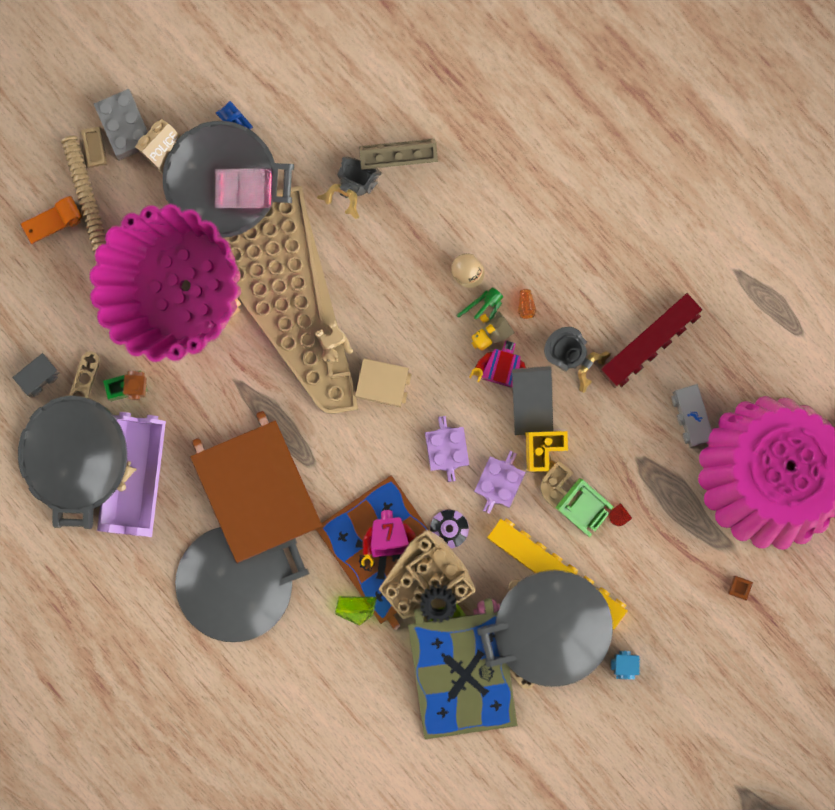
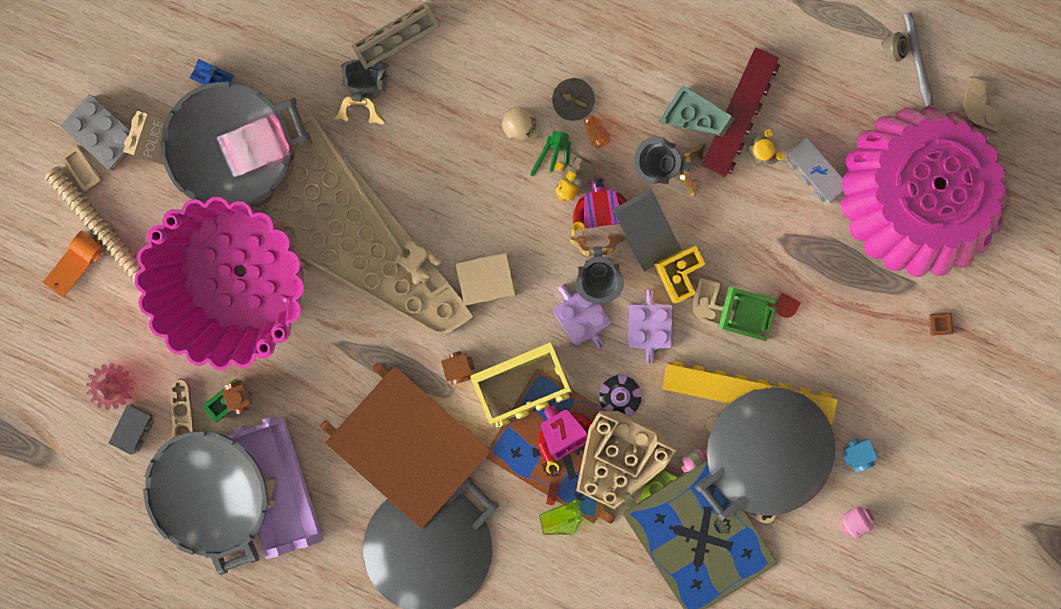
camera: 20 degrees left, 5 degrees up
(39, 326) = (100, 385): none -> clear pink gear
(326, 445) = (457, 367): none -> dark orange brick
(357, 583) = (552, 494): none -> clear red tile
(373, 462) = (511, 365): none -> light yellow hose
(438, 614) = (646, 489): black tyre -> none
(476, 423) = (599, 278): none -> dark grey helmet
(519, 270) = (573, 99): none -> clear smoke tile
(599, 721) = (858, 522): none -> bright pink head
(615, 325) = (696, 113): none -> sand green wing
(657, 378) = (764, 150): none -> yellow piece
(801, 343) = (895, 47): none -> dark tan cone
(820, 339) = (911, 31): none -> light grey piece

